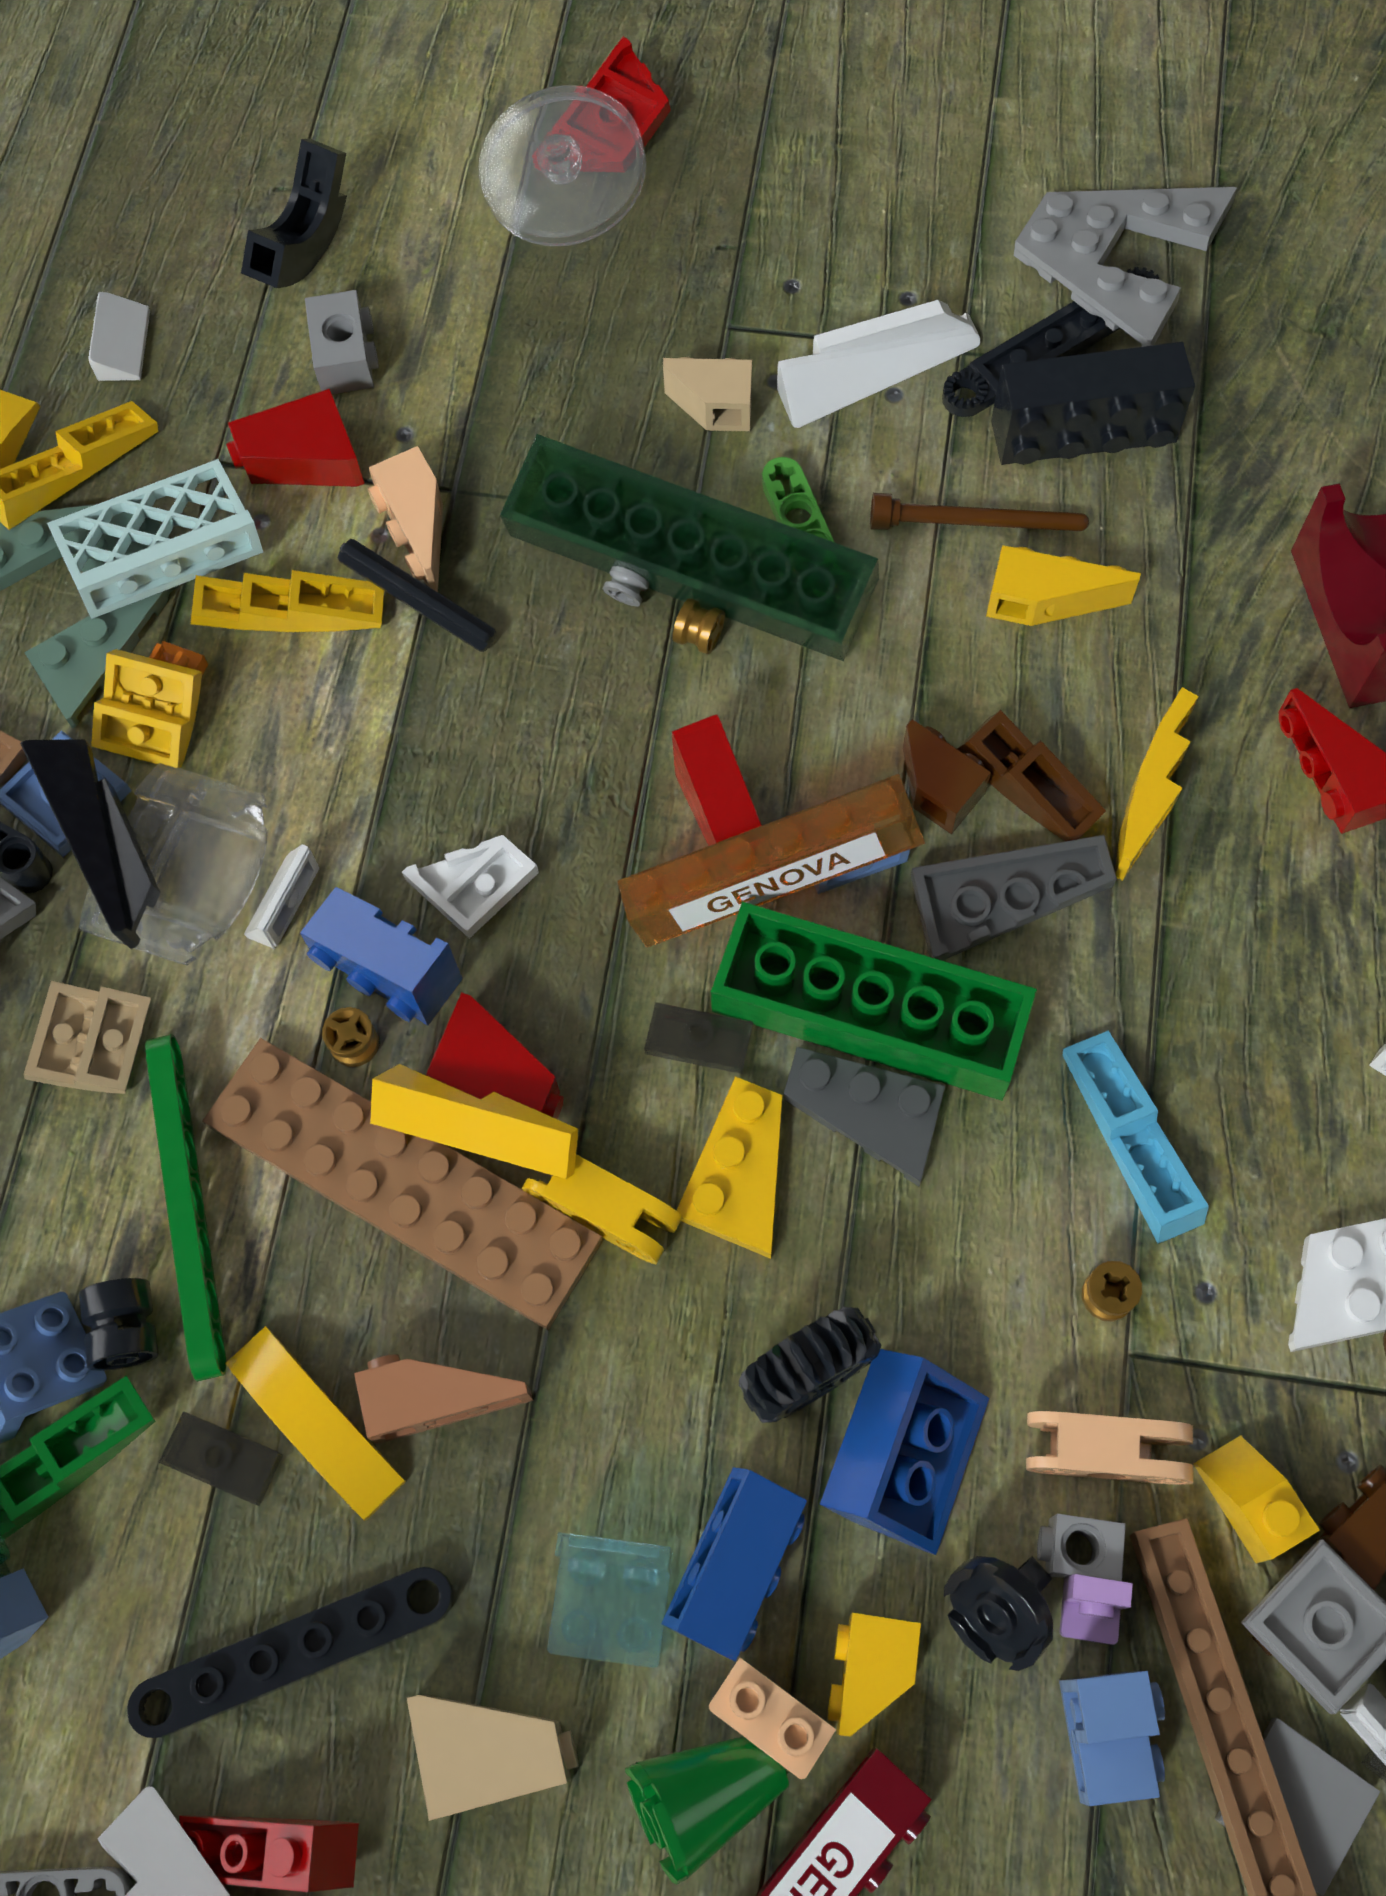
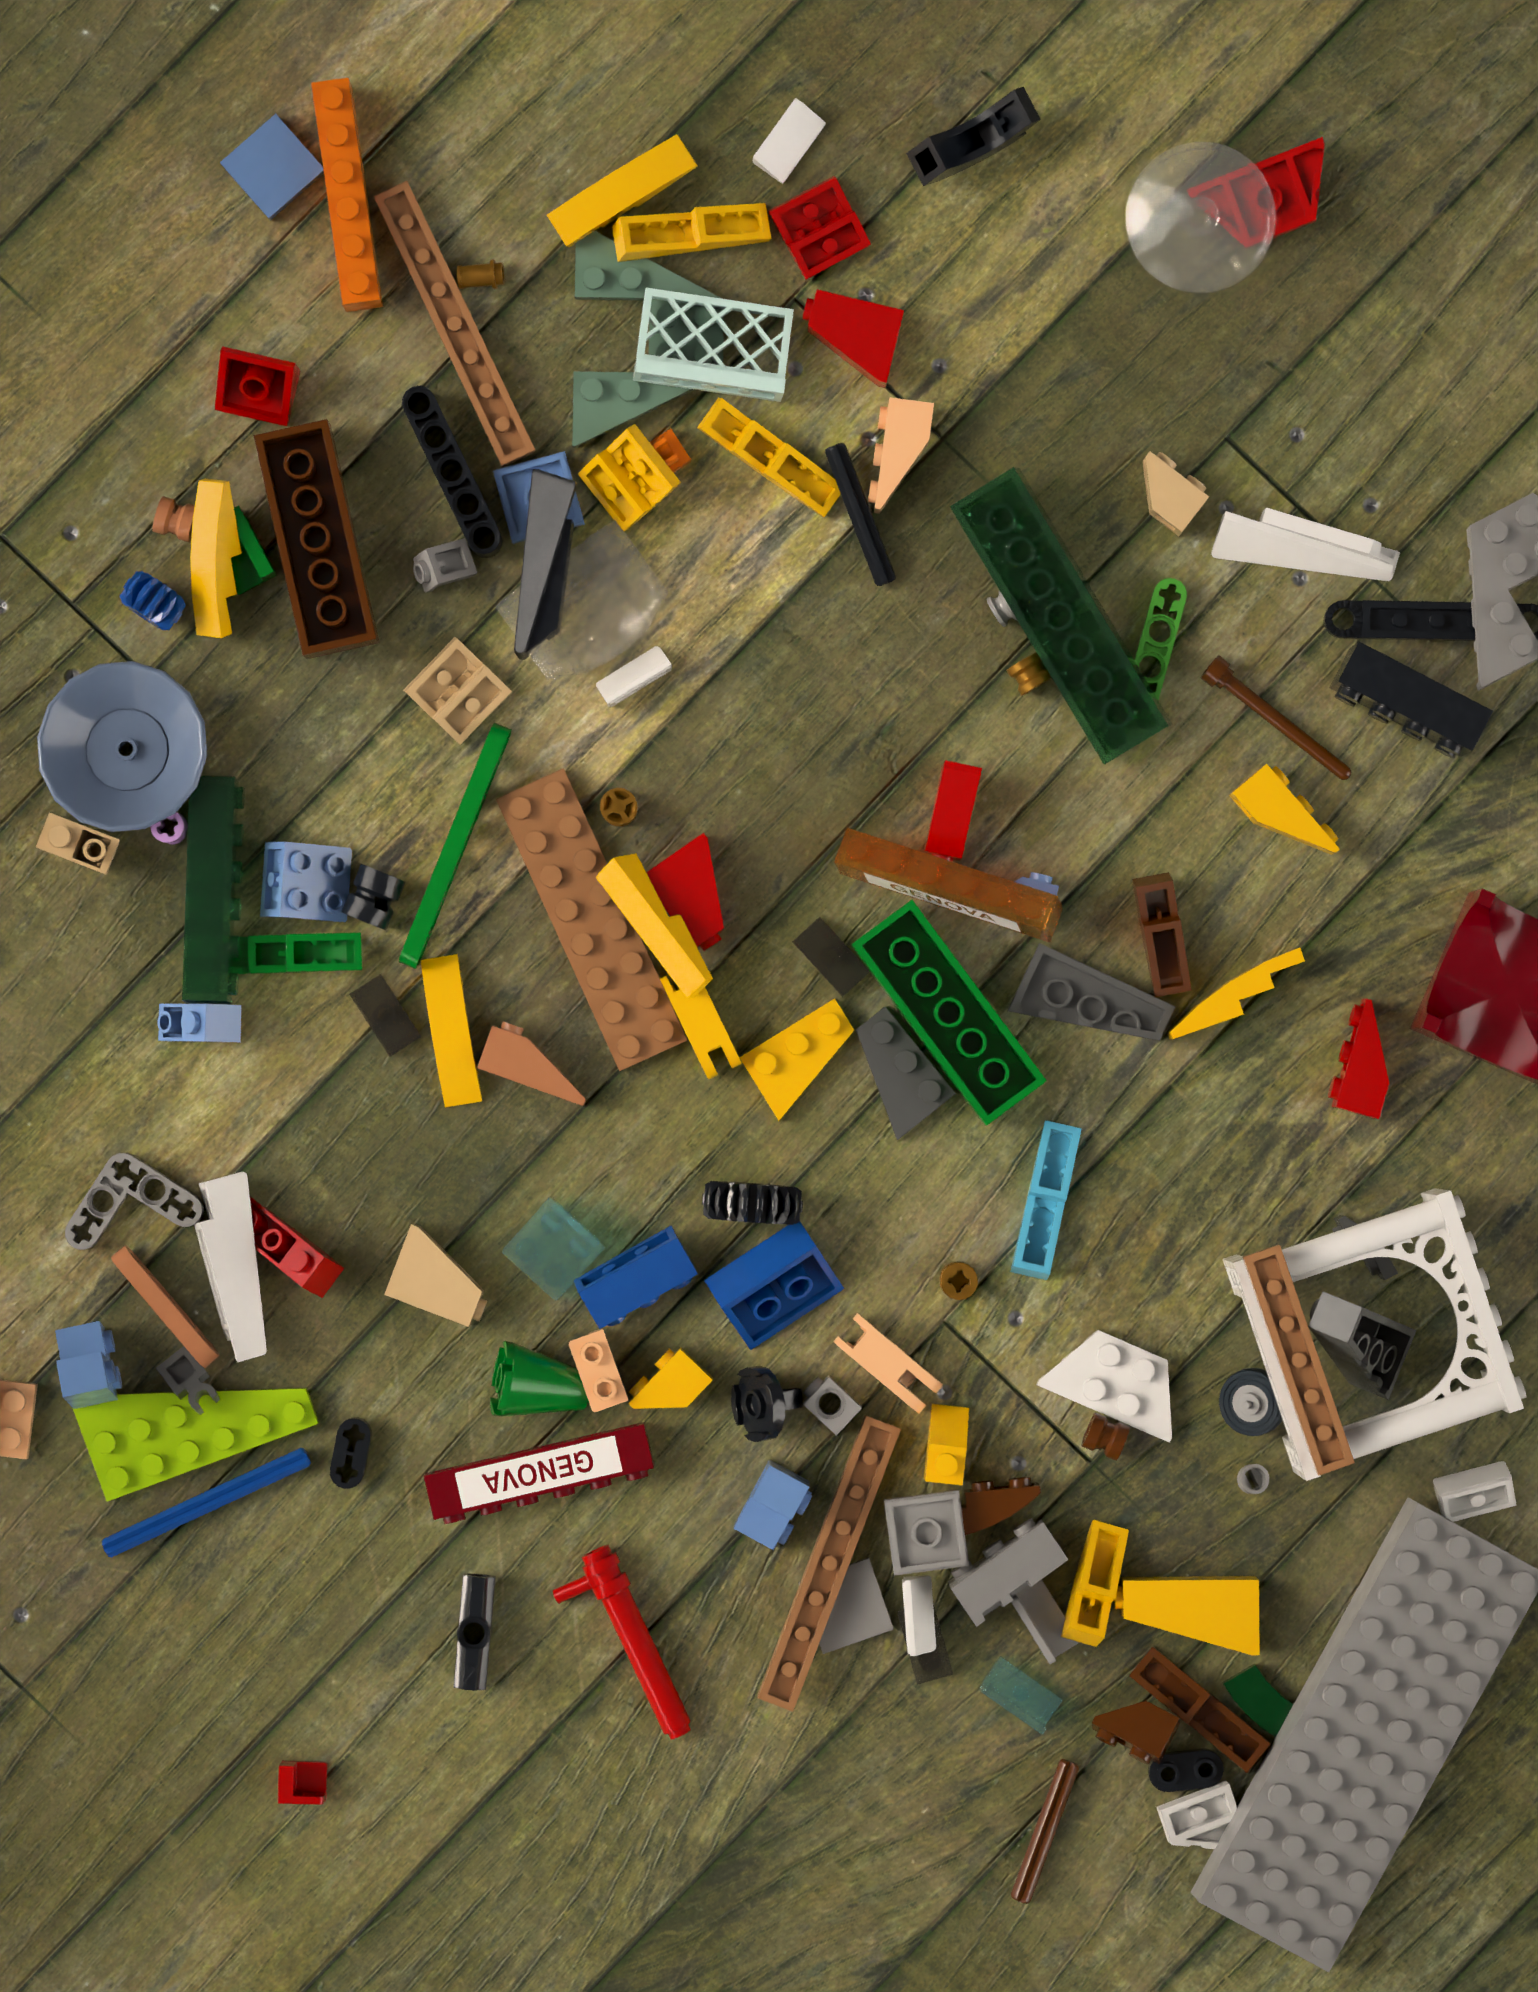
camera: 25 degrees right, 20 degrees up
(199, 388) = (819, 227): none -> red slope
(289, 1653) = (361, 1152): black plate -> none
(339, 342) = (946, 241): light grey brick -> none
(382, 956) = (669, 767): wedge -> none
(473, 882) = (761, 754): white wing -> none
(941, 778) = (1103, 893): reddish brown slope -> none
(1093, 1608) = (812, 1438): lavender bracket -> none

